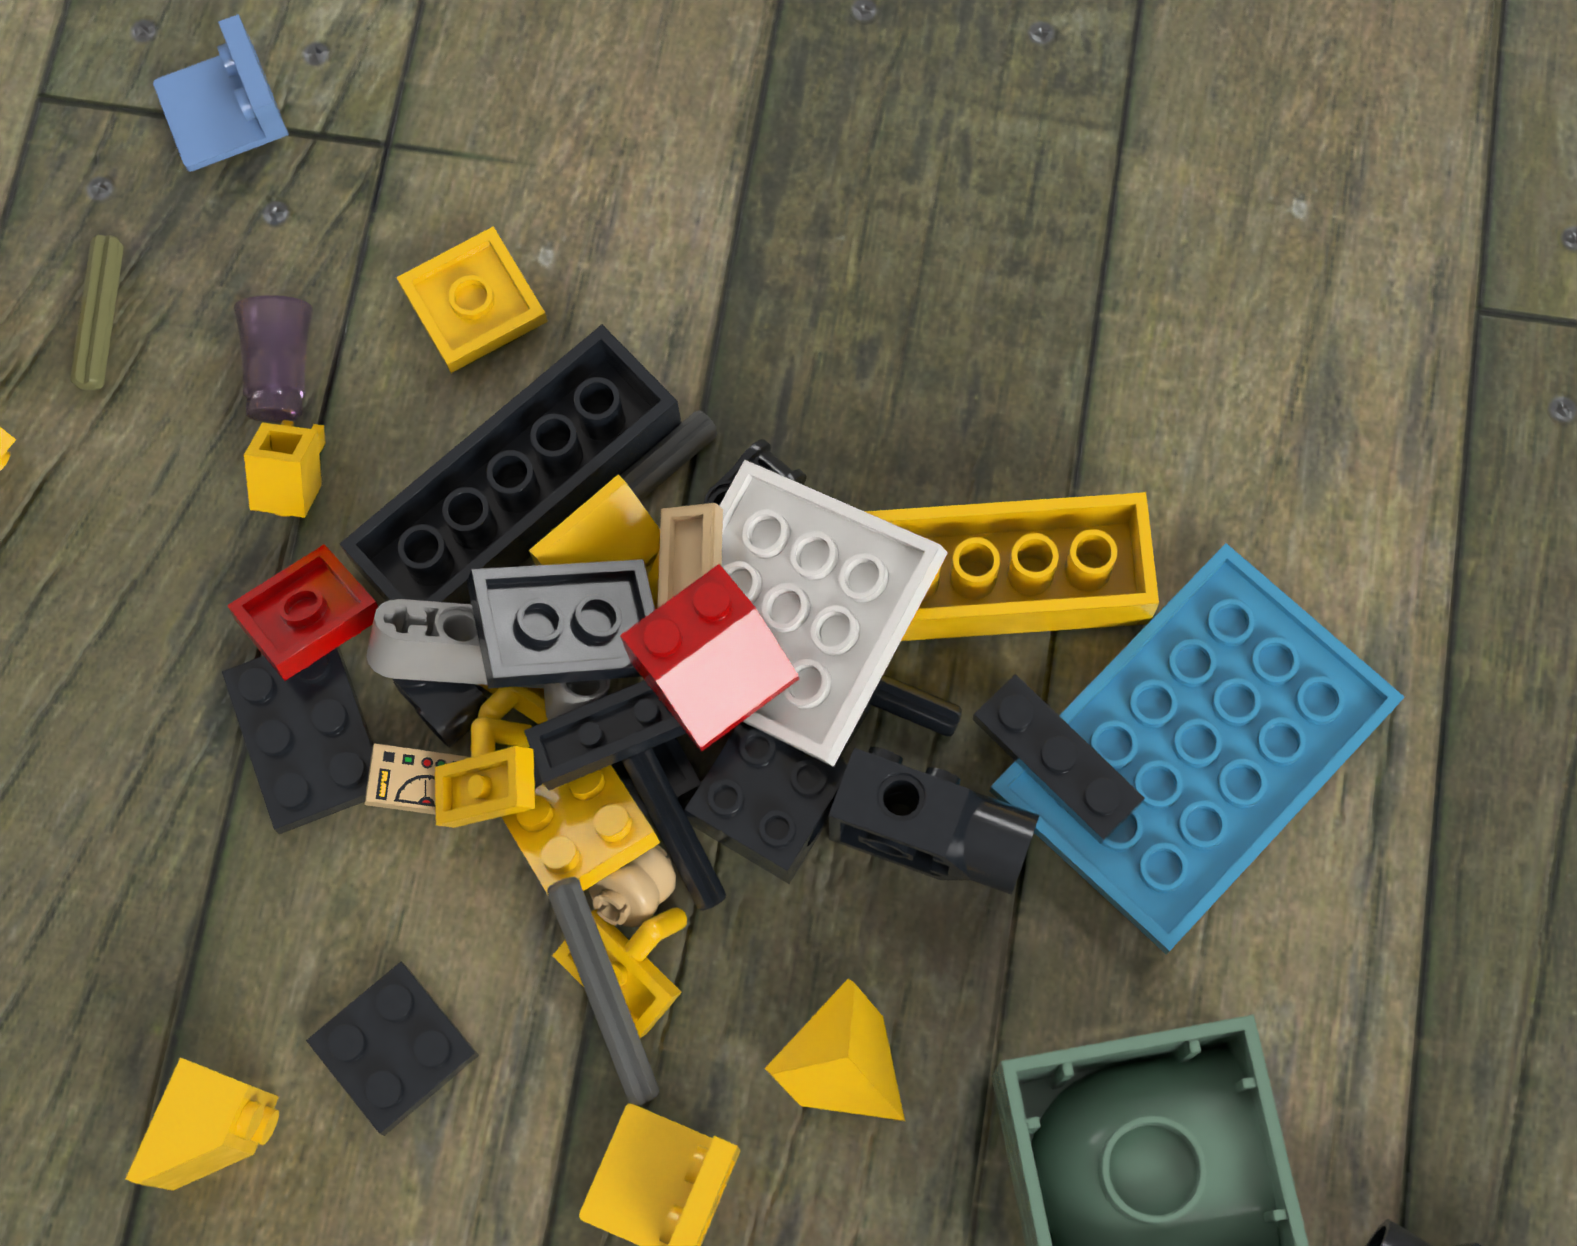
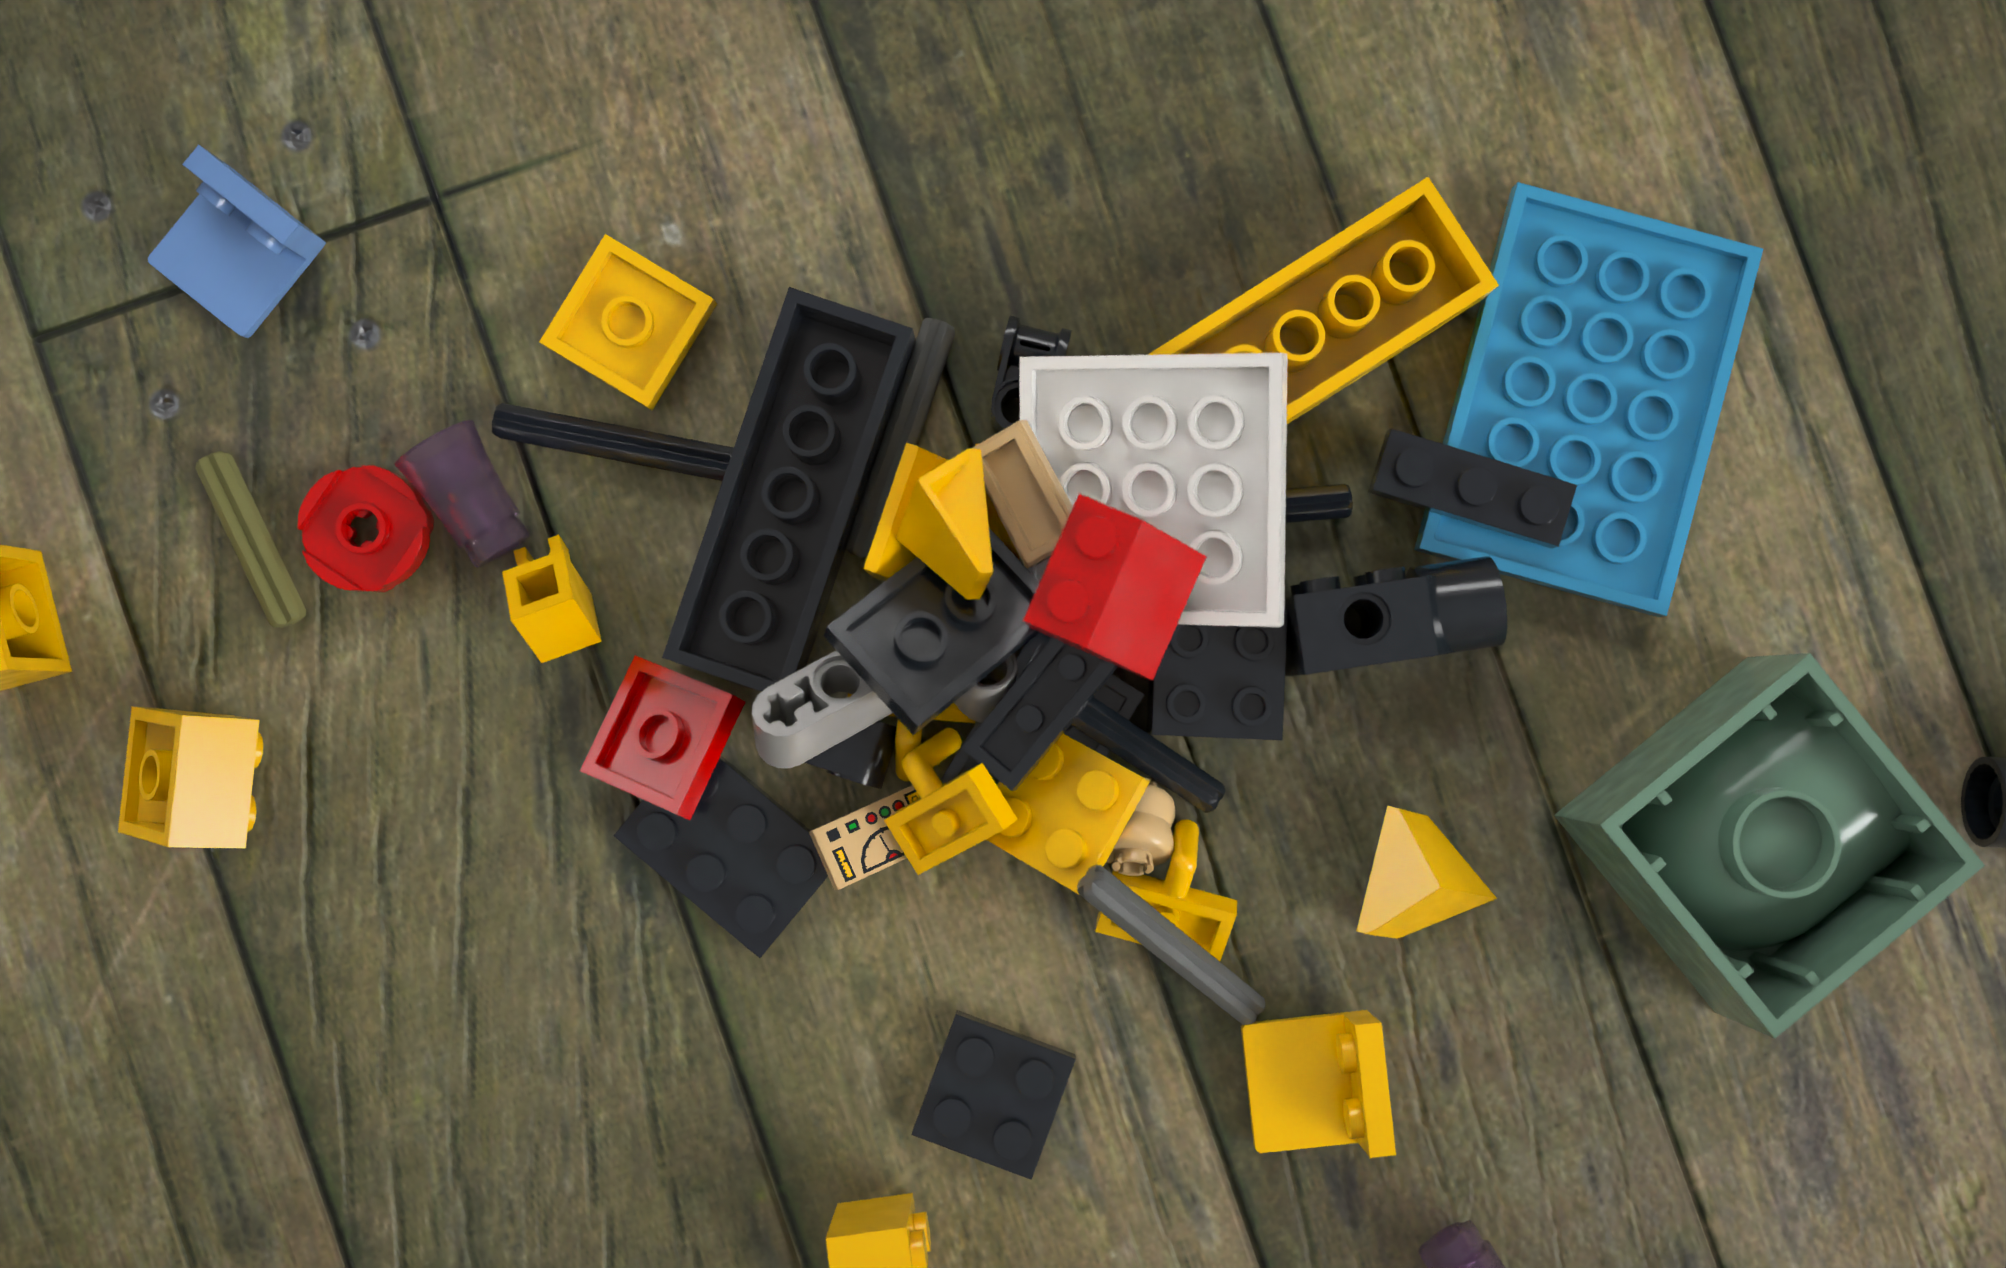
camera: 30 degrees left, 15 degrees up
(198, 373) = (329, 538): none -> red plate
(400, 375) = (611, 441): none -> black axle
(612, 540) = (950, 524): none -> yellow slope

